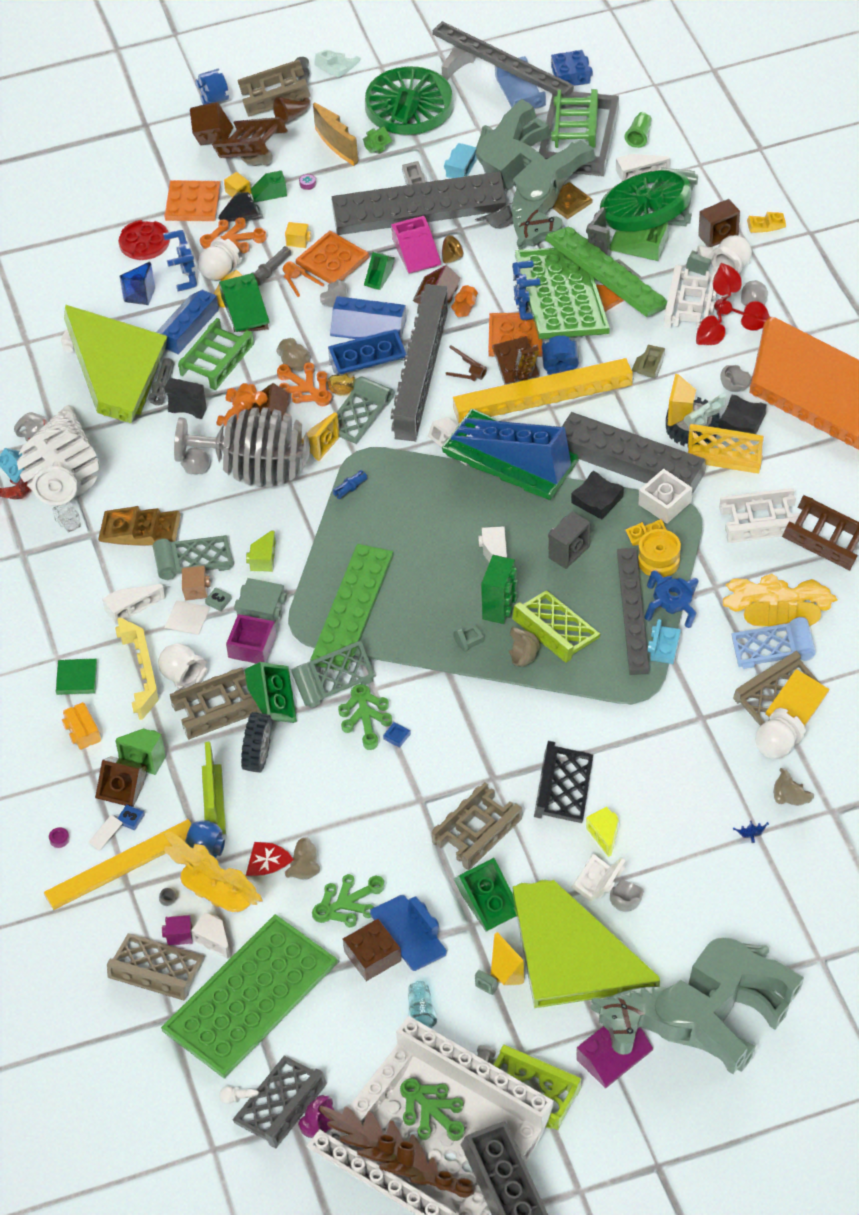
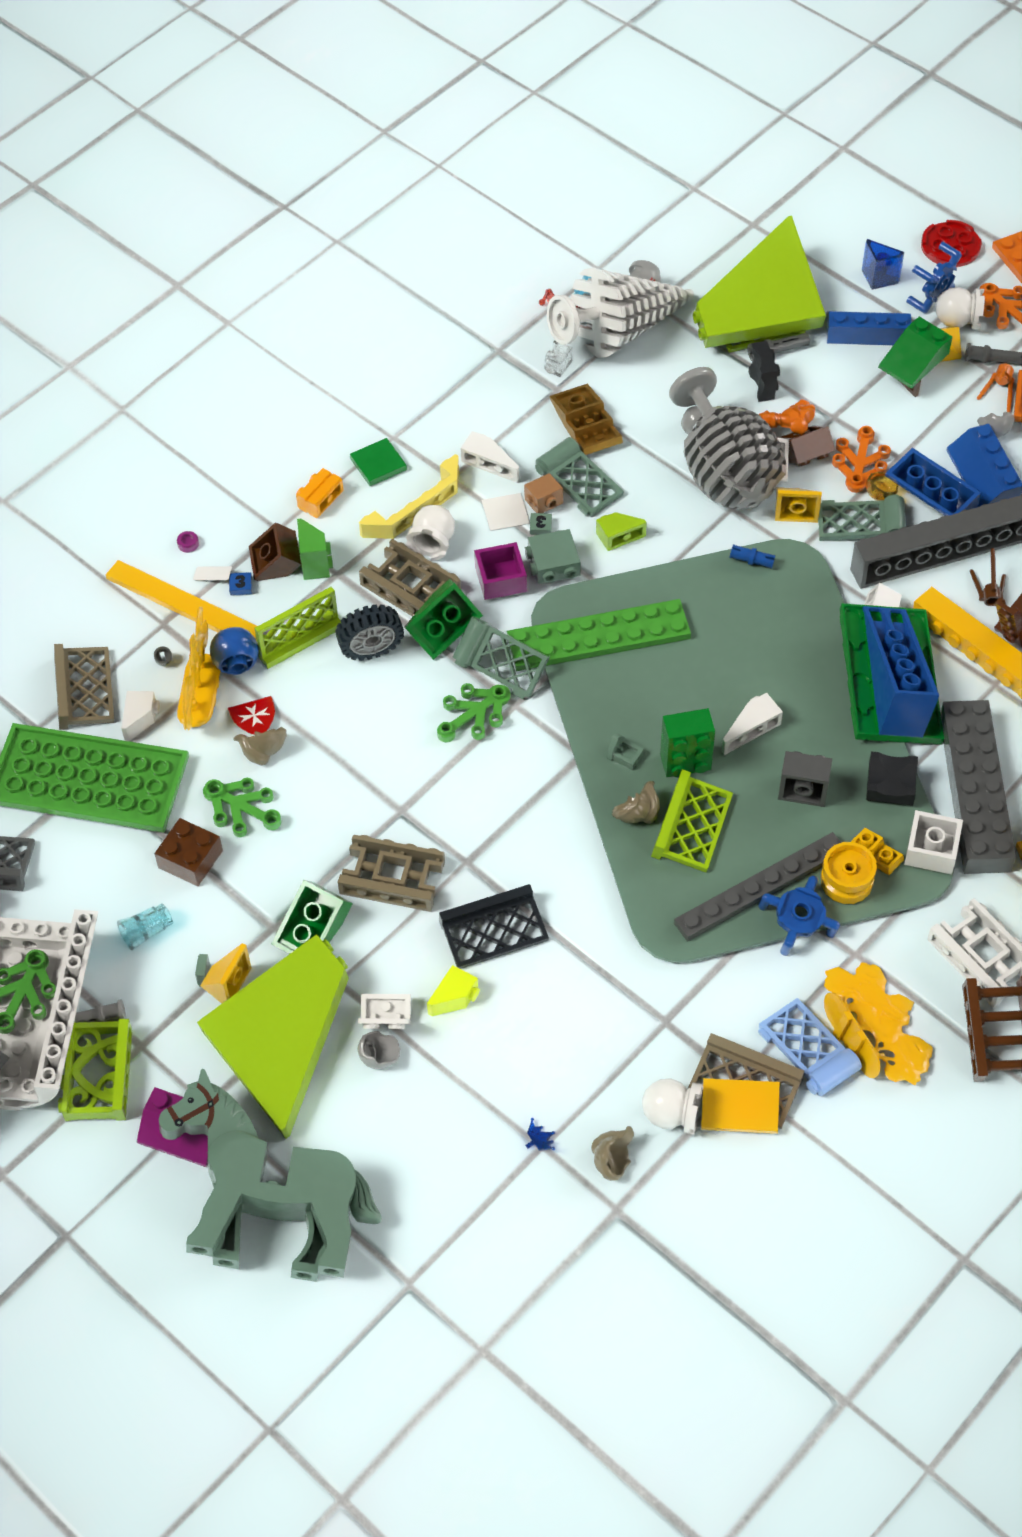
camera: 60 degrees right, 5 degrees up
(177, 930) = (128, 679): magenta brick -> none
(224, 365) = (844, 384): bright green fence -> none
(293, 354) = (891, 430): dark tan hair -> none
(396, 734) = (468, 751): blue tile -> none
(412, 930) = (229, 874): blue bracket -> none
(664, 643) = (733, 935): medium azure bracket -> none

